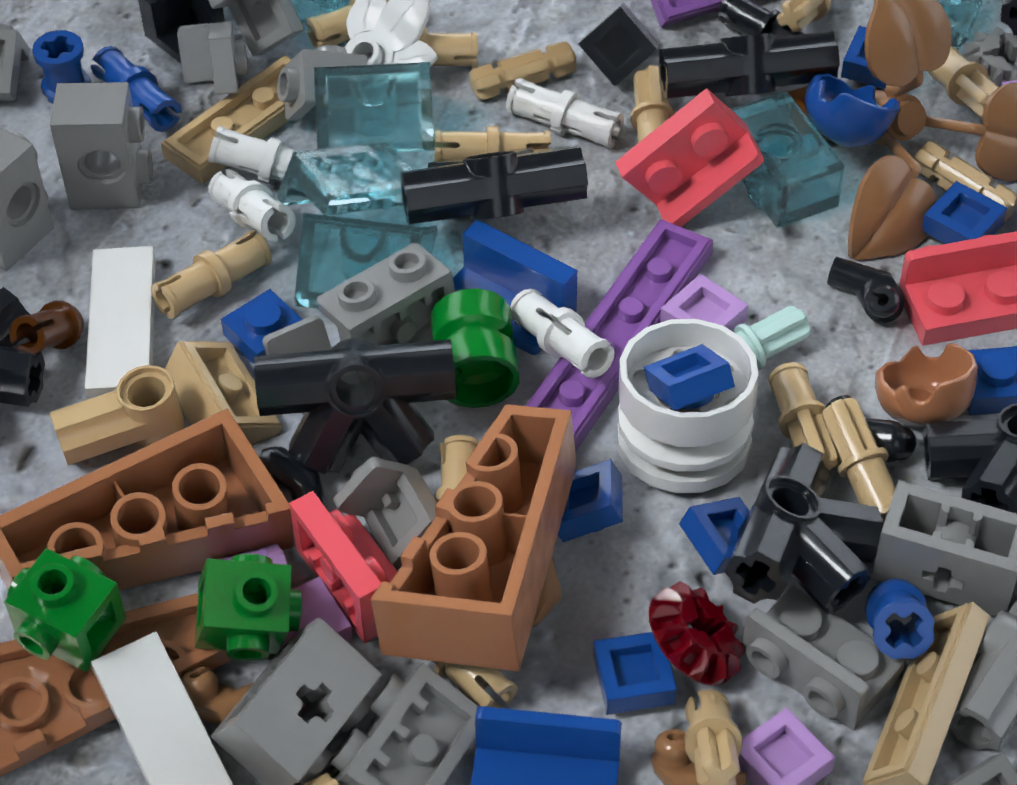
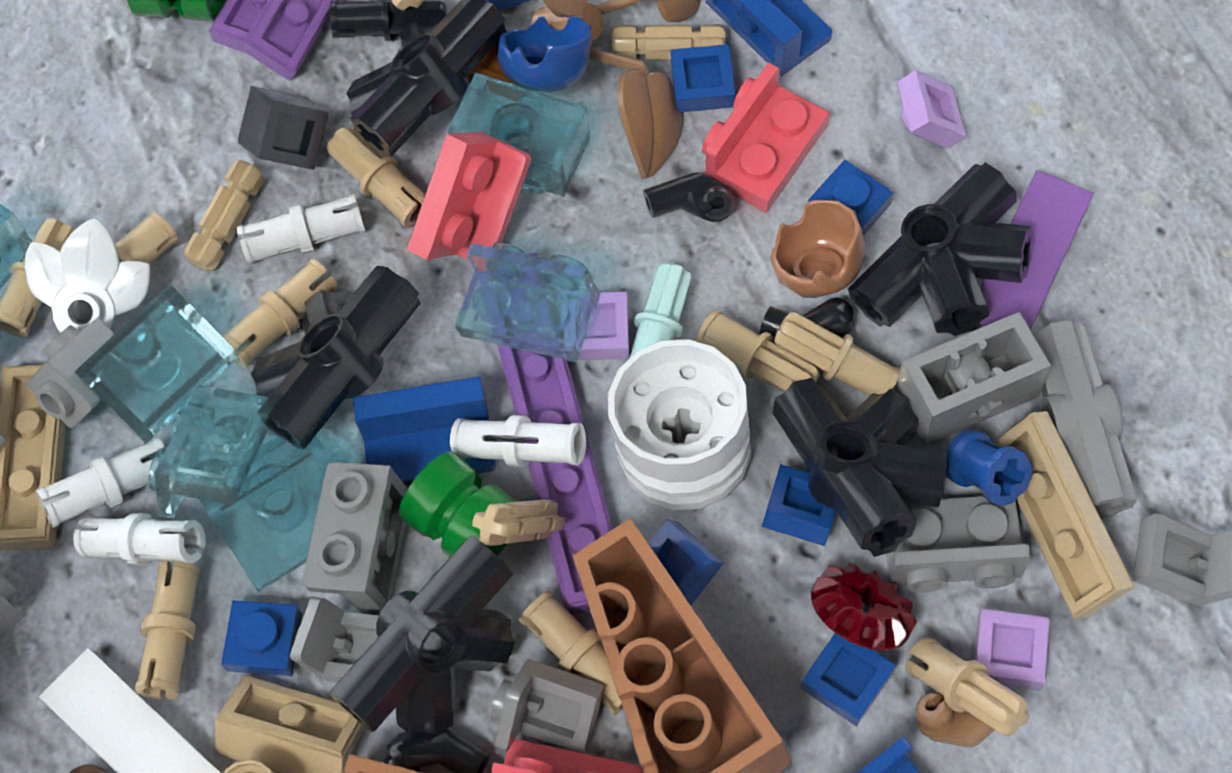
camera: 40 degrees left, 15 degrees up
(497, 365) = (518, 521): none -> tan axle
(666, 254) = (528, 301): none -> clear light blue bracket
(689, 378) = (686, 409): blue plate -> none

